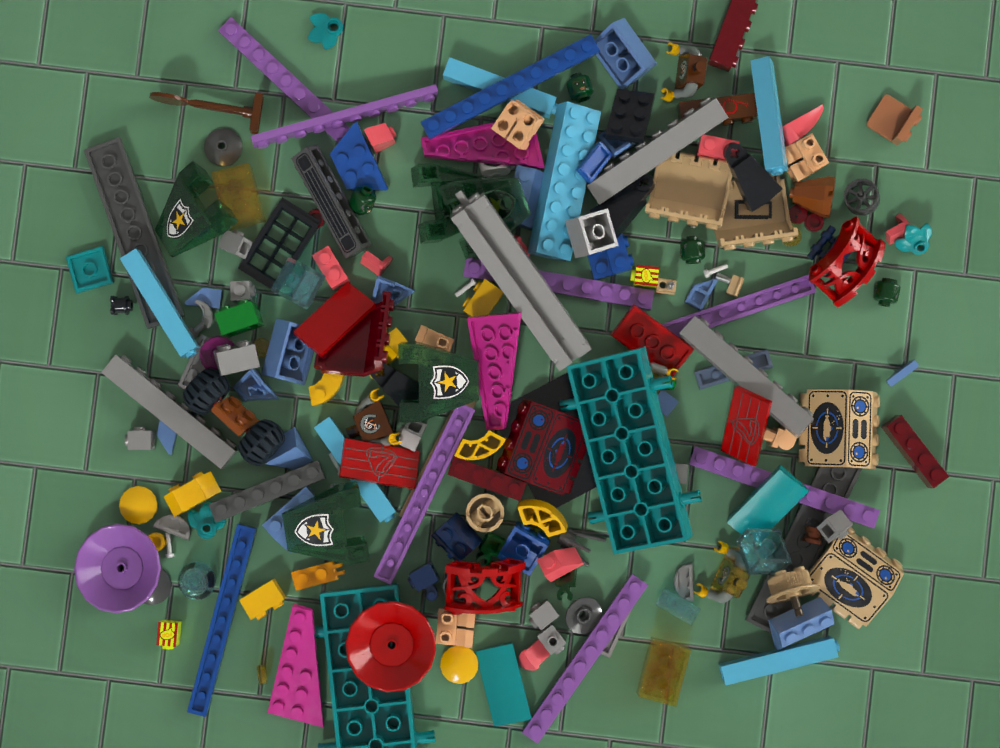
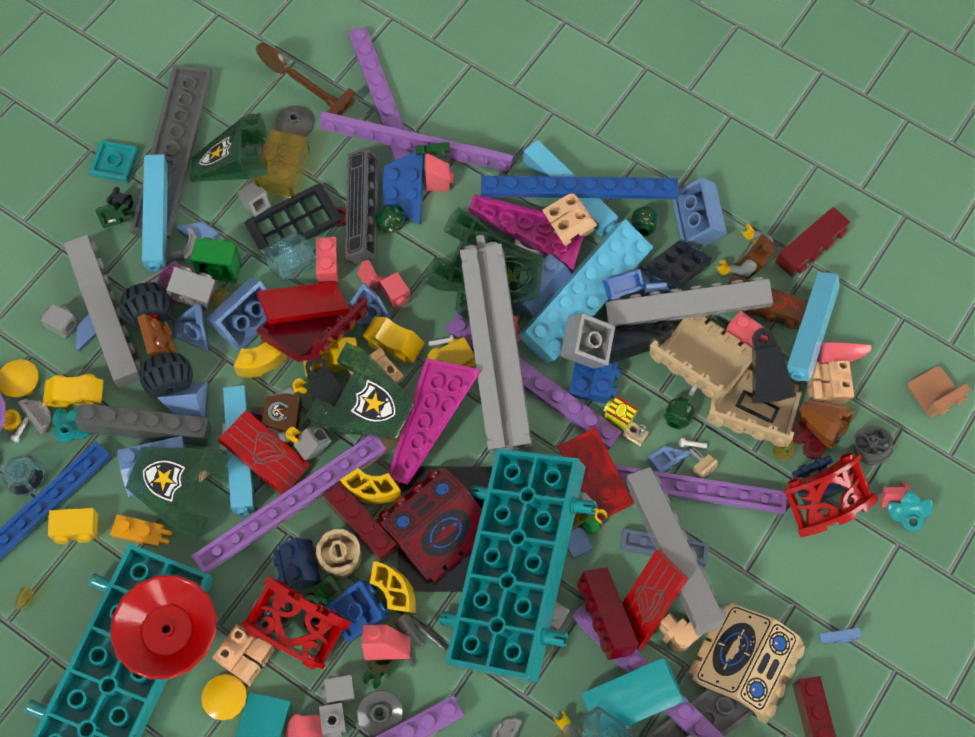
camera: 25 degrees right, 20 degrees down
(122, 324) = (112, 215): none -> dark green plate
(242, 290) = (237, 236): light grey brick -> none
(297, 680) = (55, 620): dark pink wing -> none
(322, 30) = (439, 73): teal plate -> none
(371, 118) = (435, 149): none -> dark green plate
(403, 264) = (395, 290): none -> coral brick
(425, 577) = (241, 585): dark blue brick -> none
(426, 310) = (393, 339): none -> yellow brick
(717, 451) = (607, 613): none -> dark red brick
(886, 292) = (858, 548): dark green head -> none

